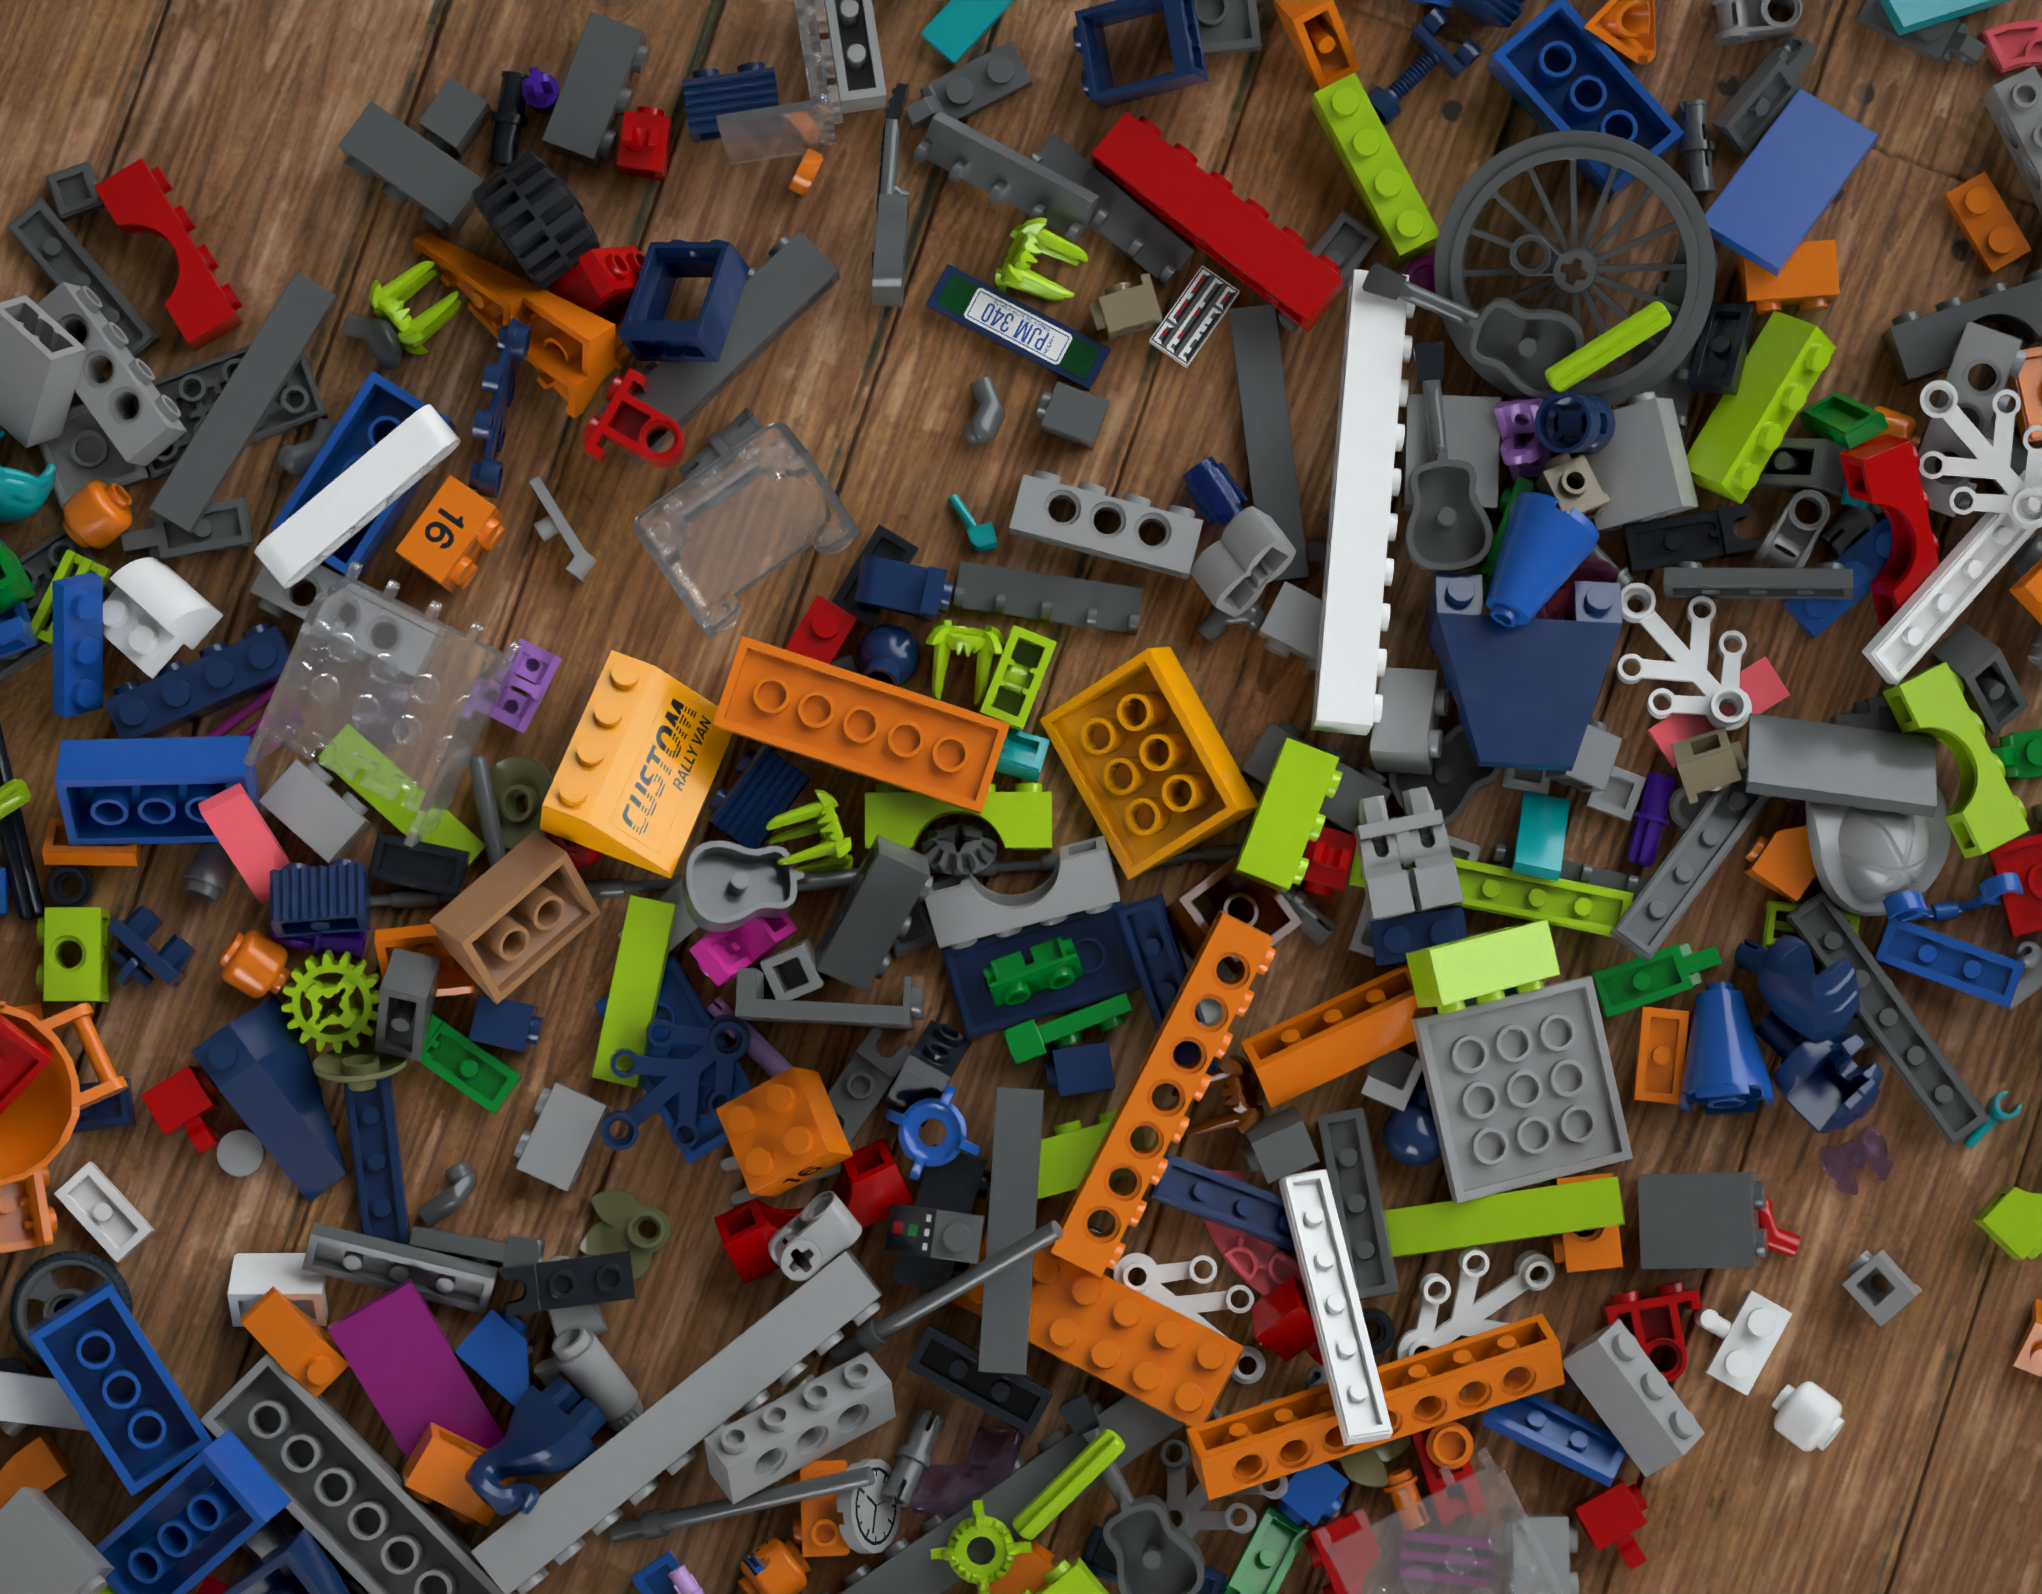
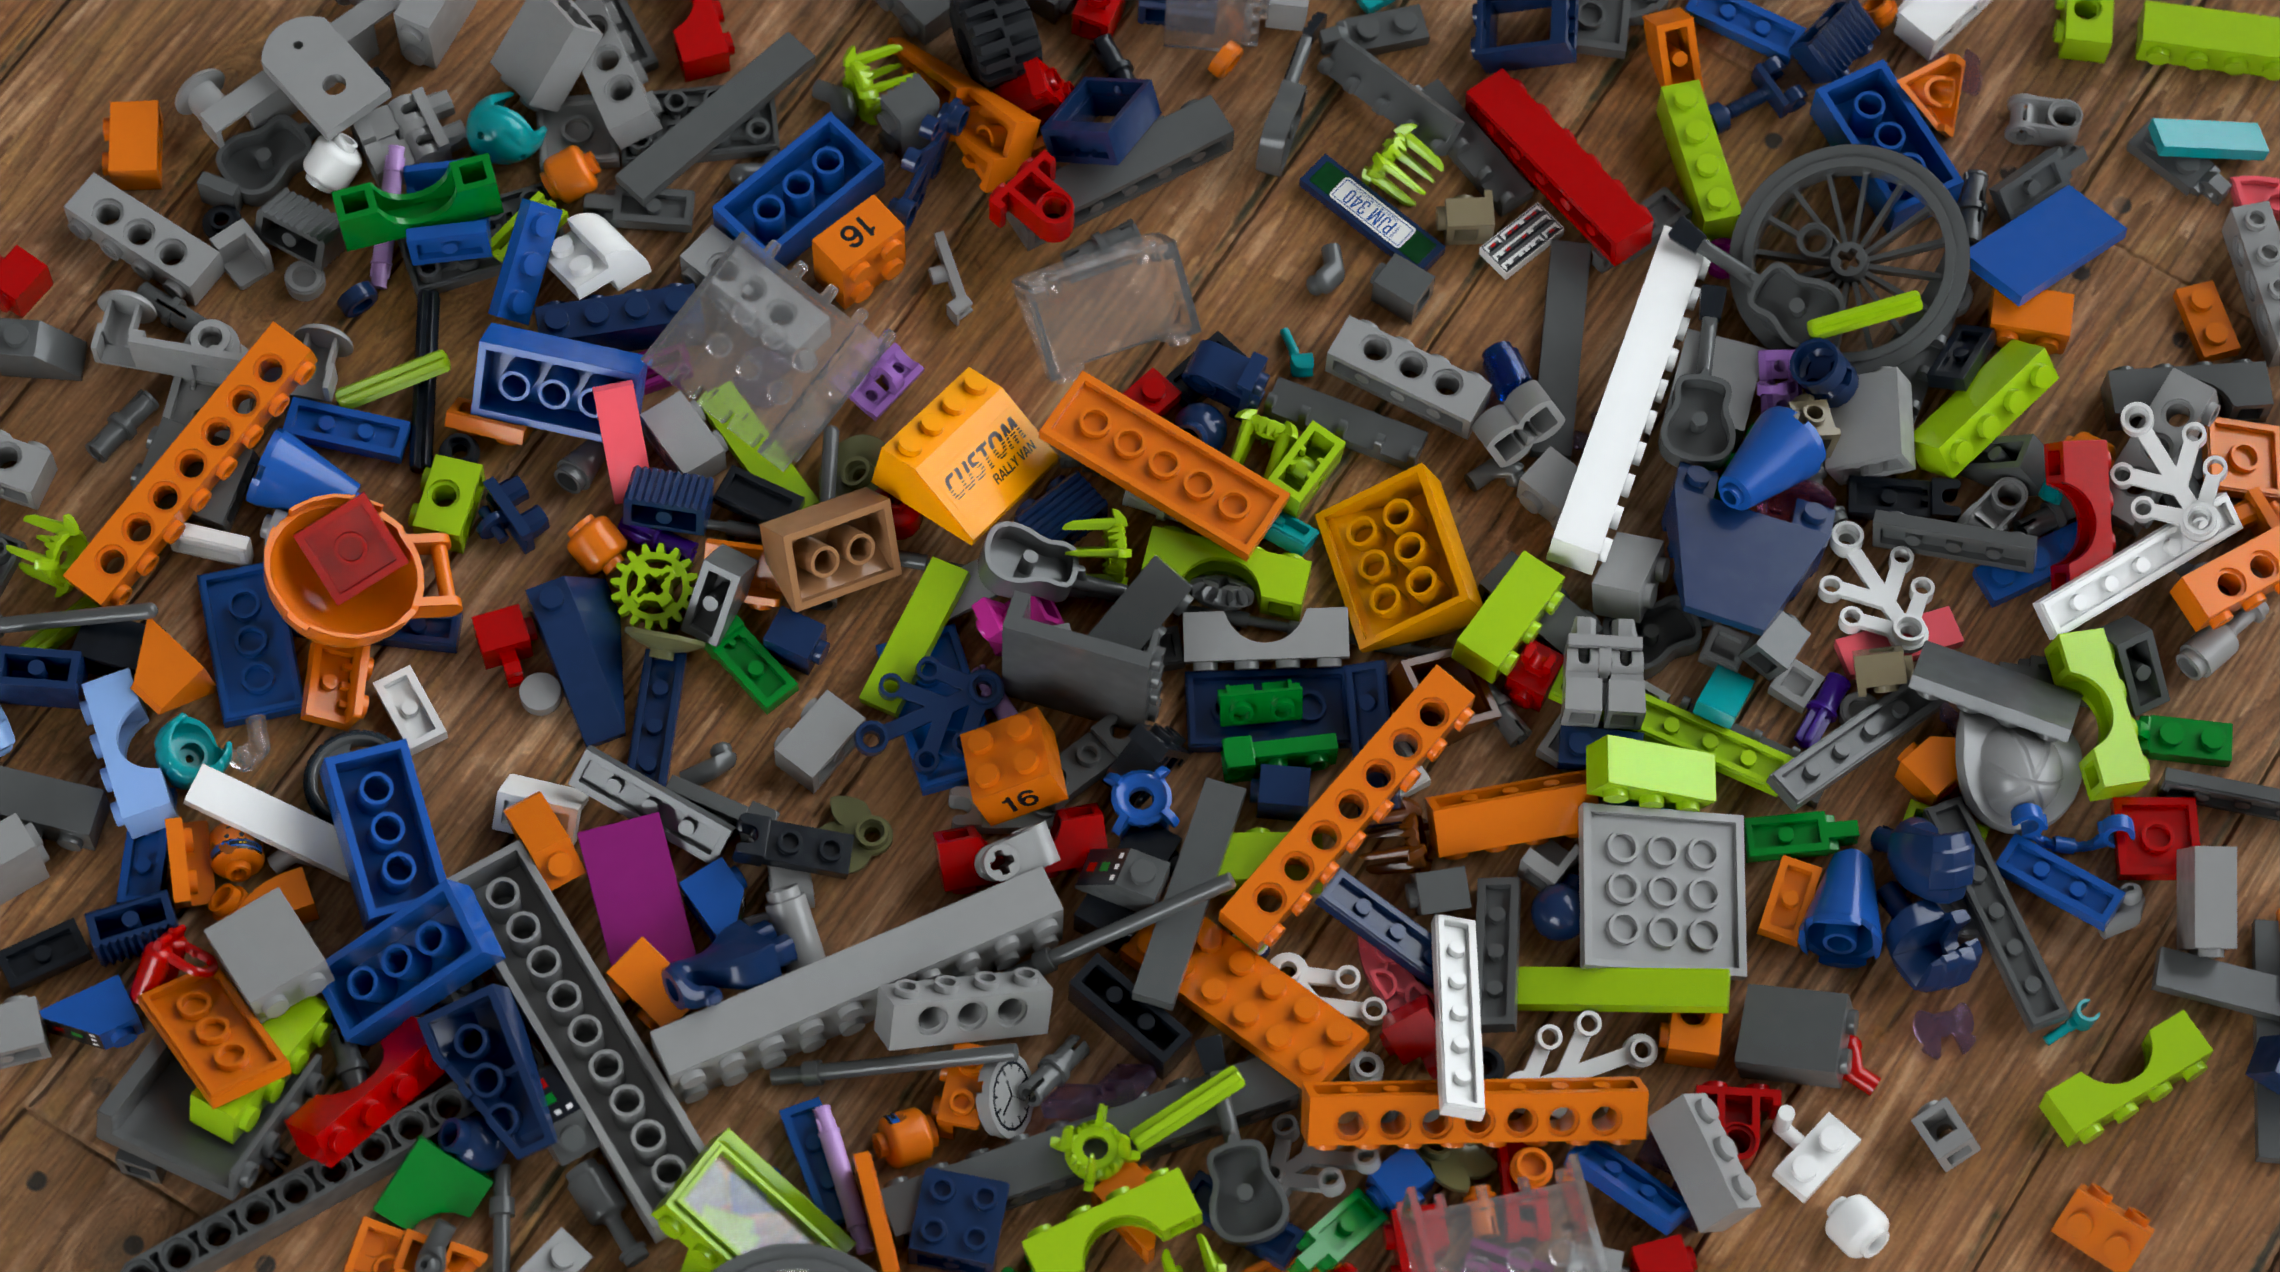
camera: 10 degrees right, 20 degrees down
(357, 496) = (792, 193): white beam -> none
(462, 349) = (903, 113): none -> dark grey brick
(684, 214) = (1111, 58): none -> black pin
(1843, 420) = (2056, 430): green tile -> none

